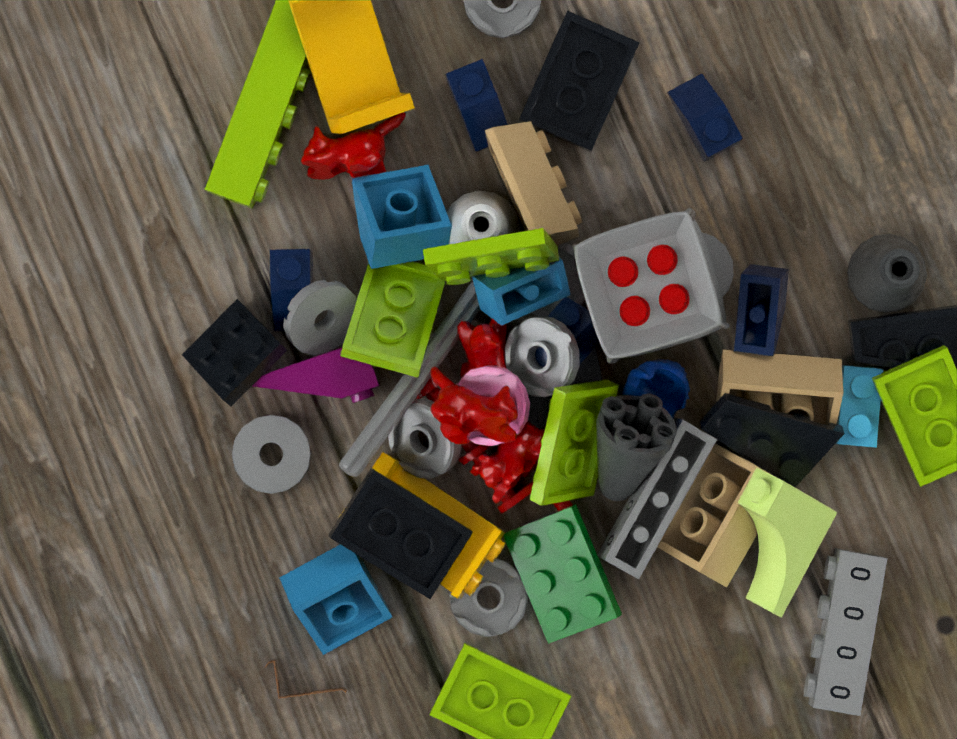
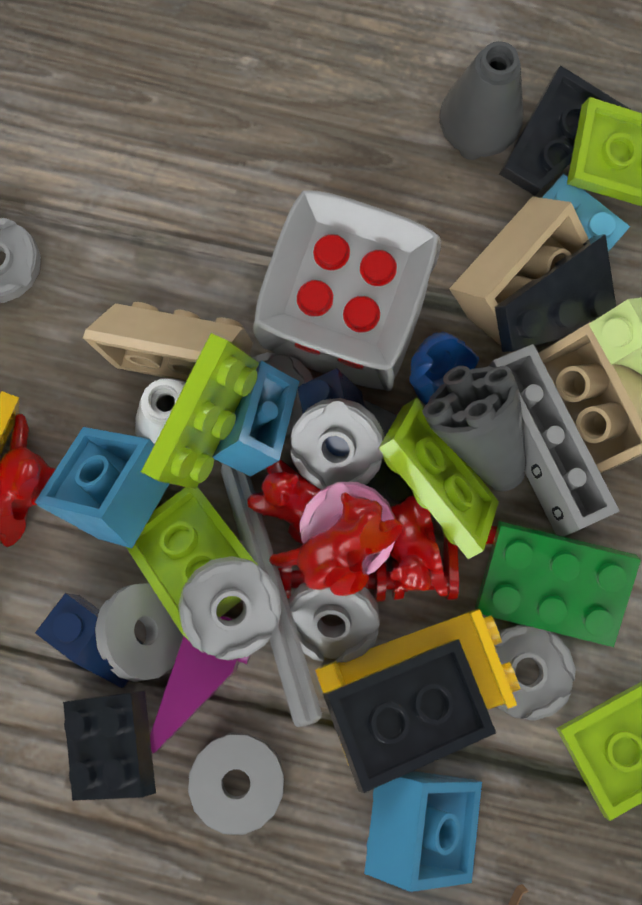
camera: 60 degrees left, 10 degrees down
(386, 346) = (215, 582): none -> light grey tile
(476, 101) = (57, 342): dark blue slope -> none
(579, 81) = (118, 243): black plate -> none
(705, 117) = (236, 163): dark blue slope -> none
(760, 309) = (460, 242): dark blue slope -> none

